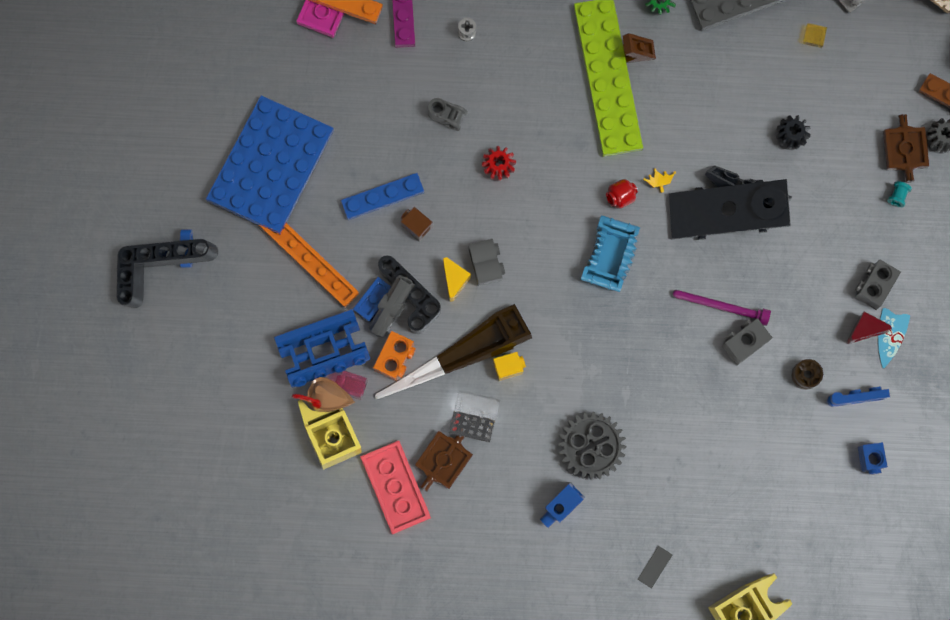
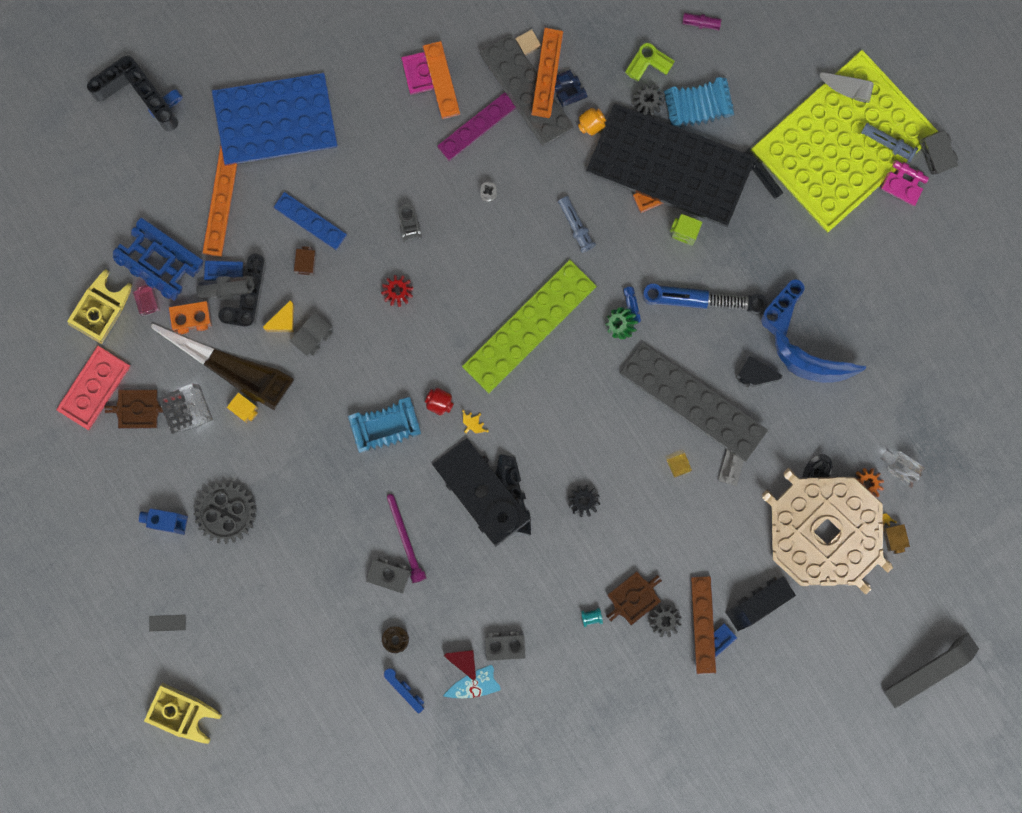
camera: 55 degrees right, 5 degrees up
(325, 396) = (121, 287): medium nougat piece -> none
(638, 48) = (567, 334): reddish brown slope -> none
(876, 449) = (369, 726): blue brick -> none

